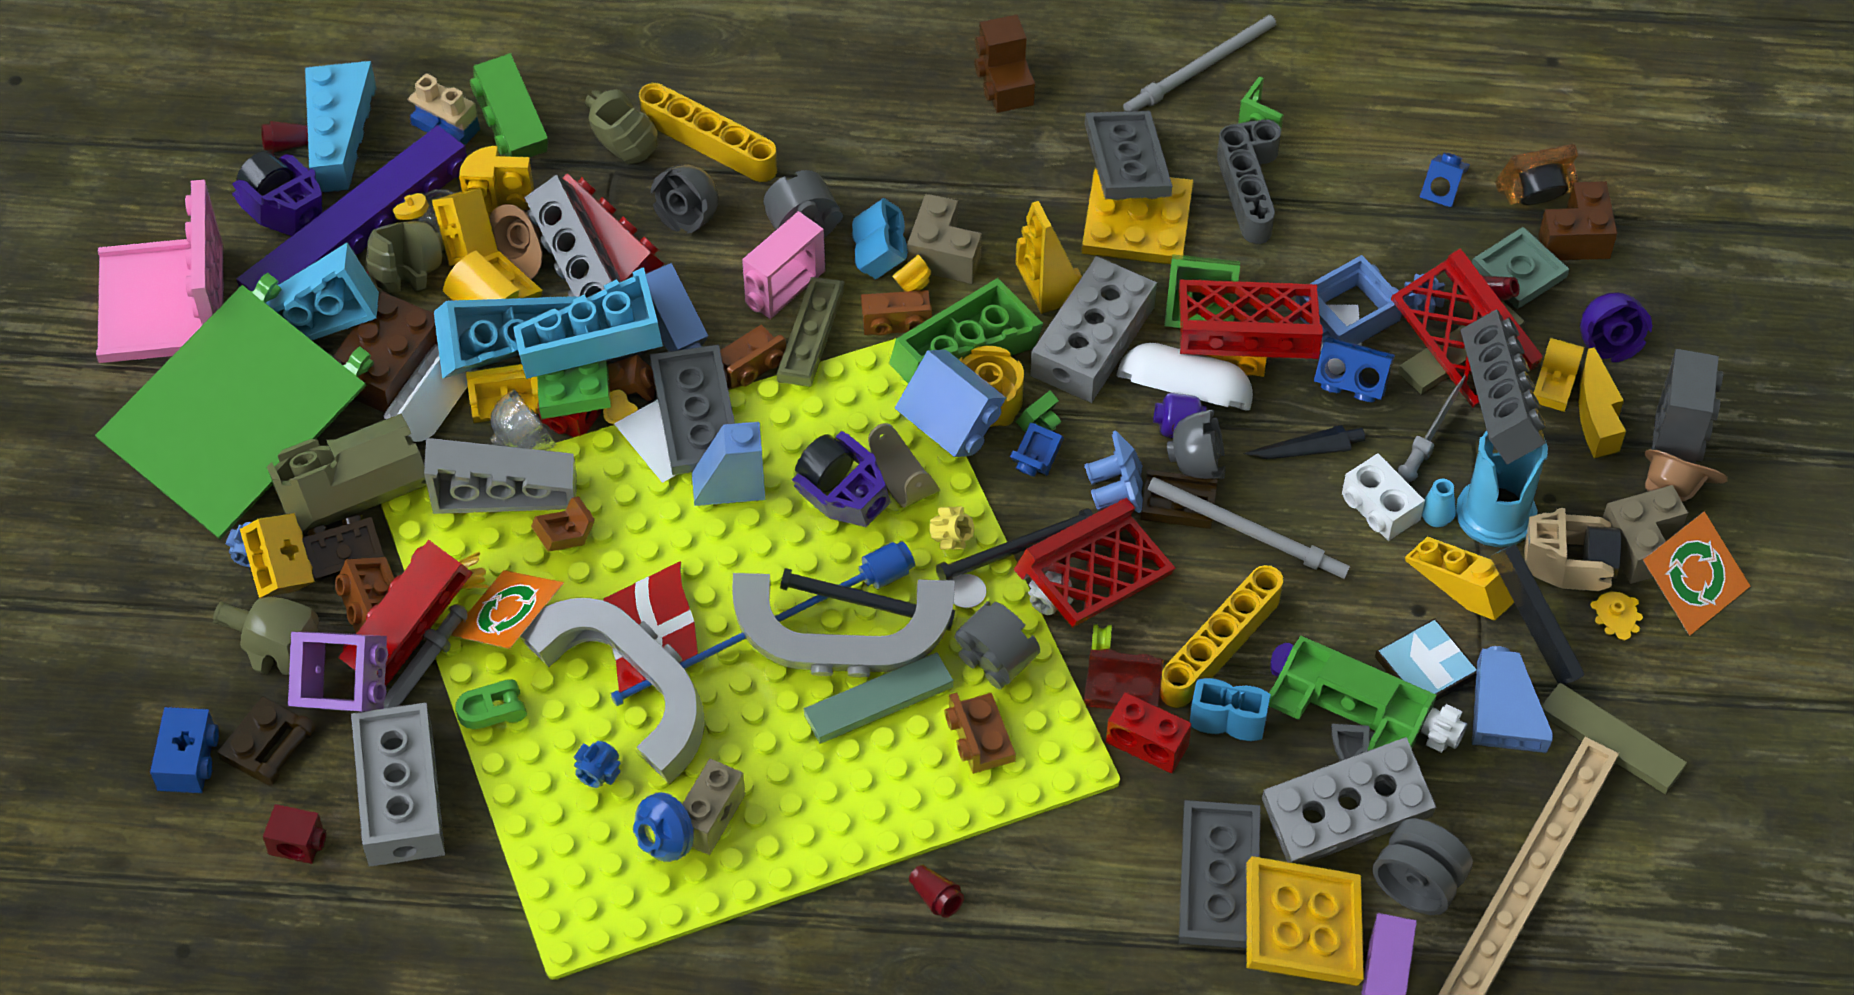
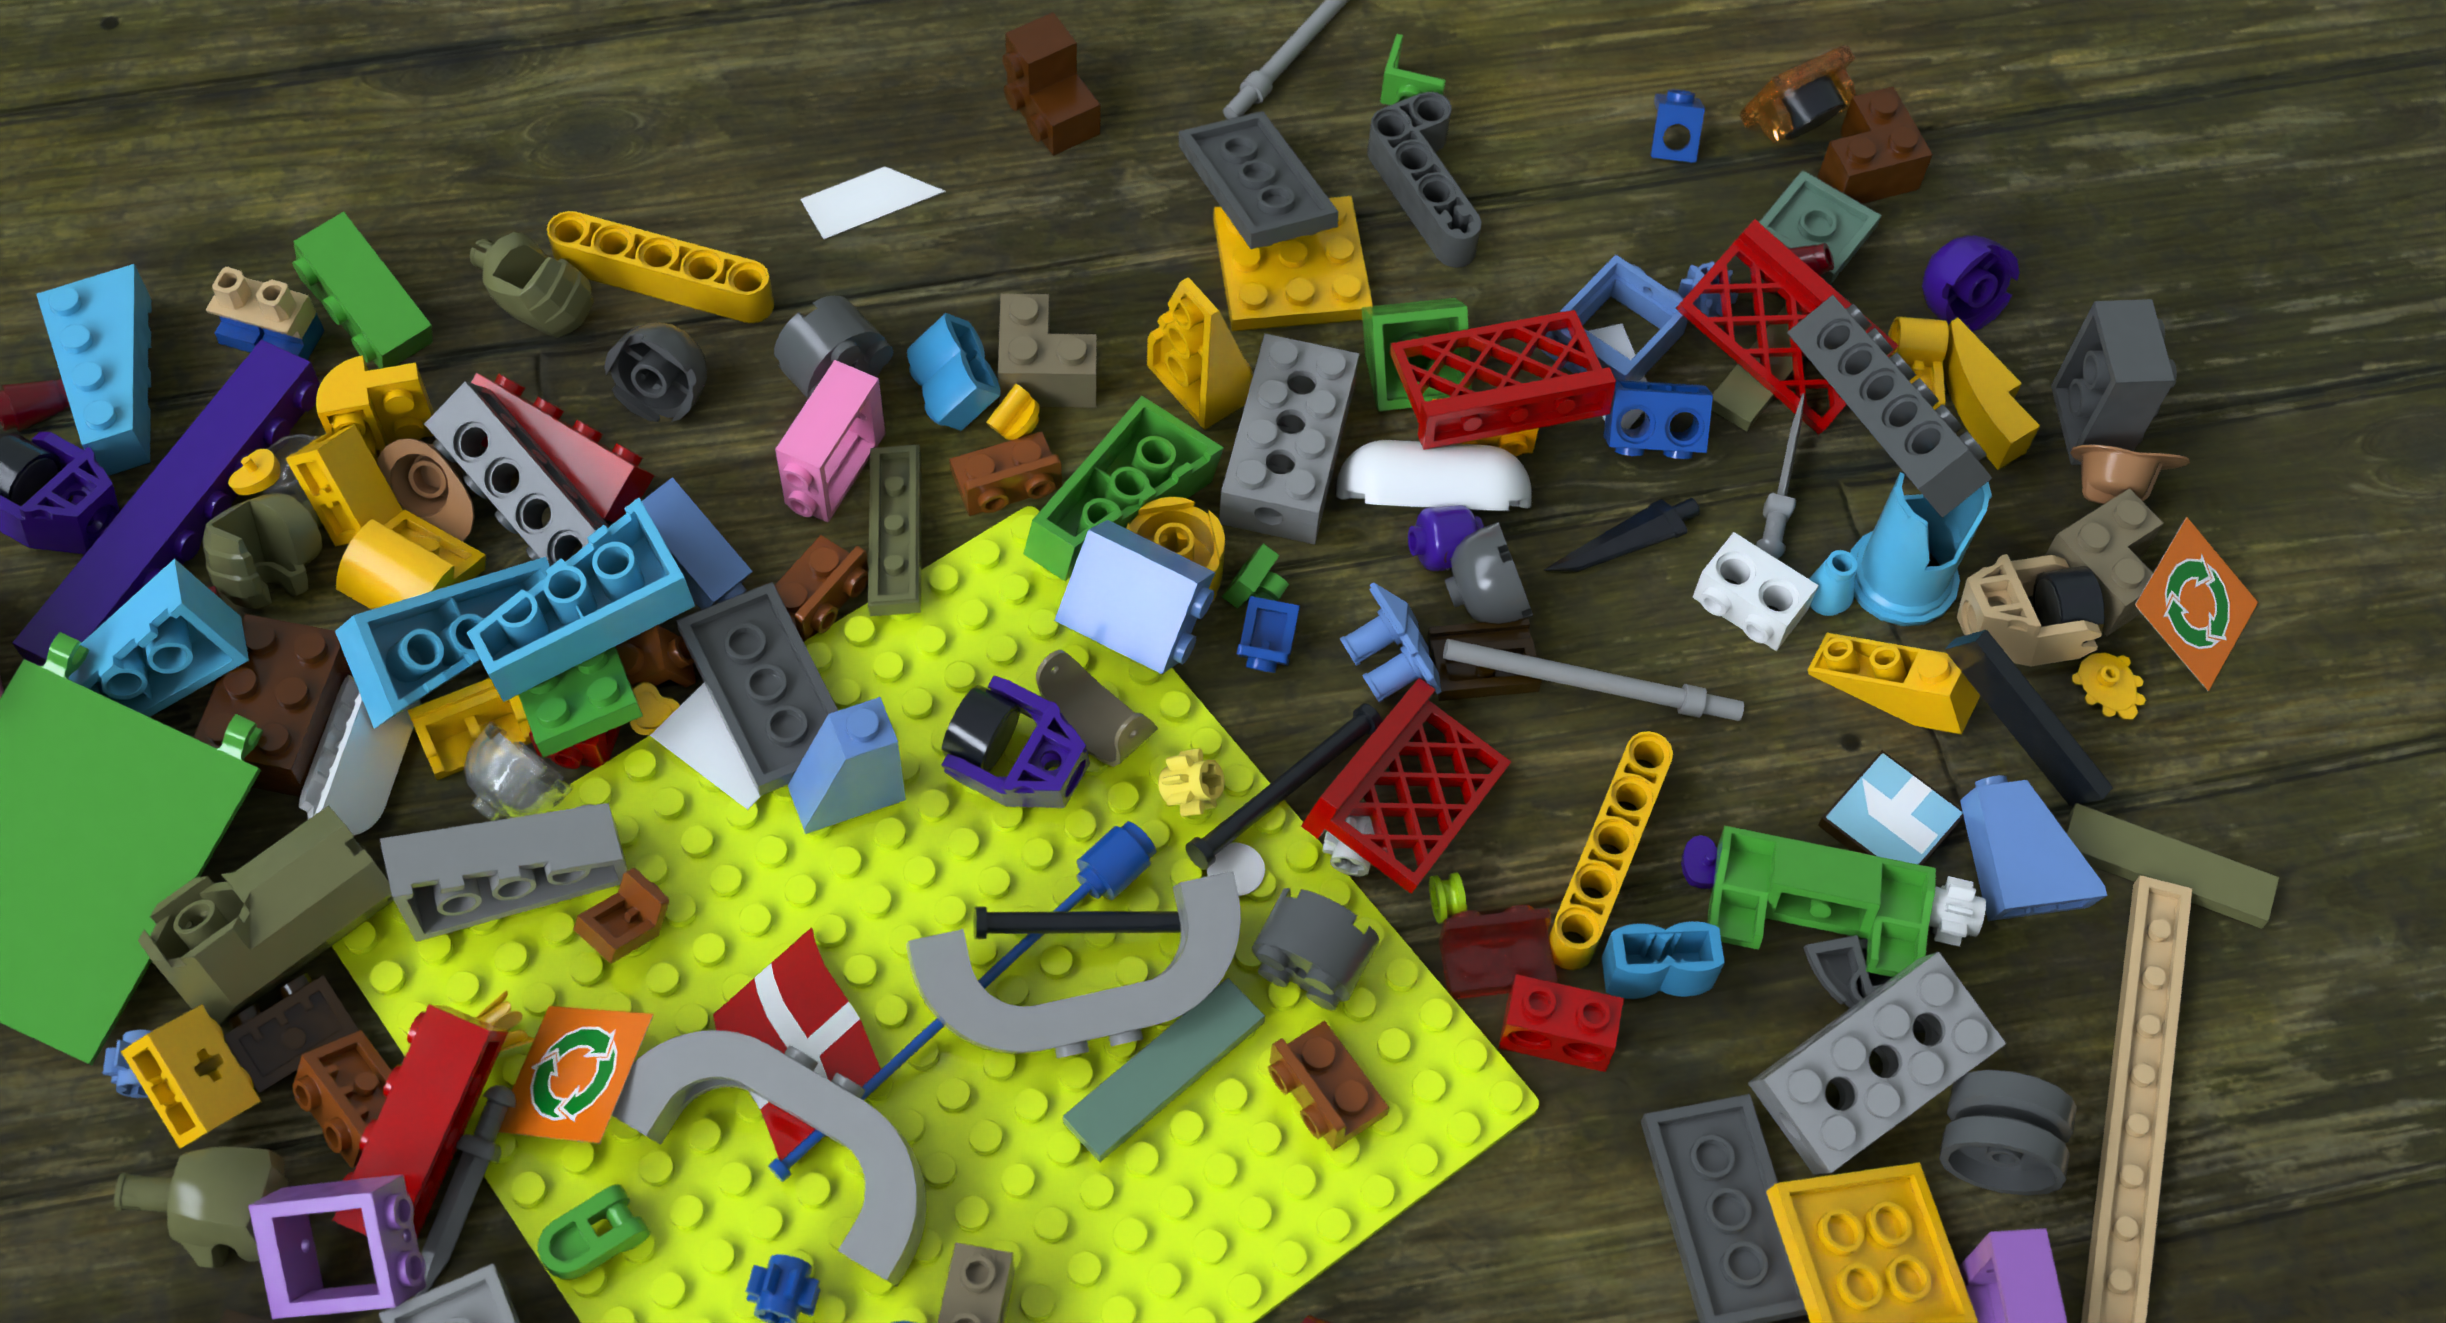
camera: 20 degrees left, 5 degrees up
(858, 116) = (864, 200): none -> white sticker

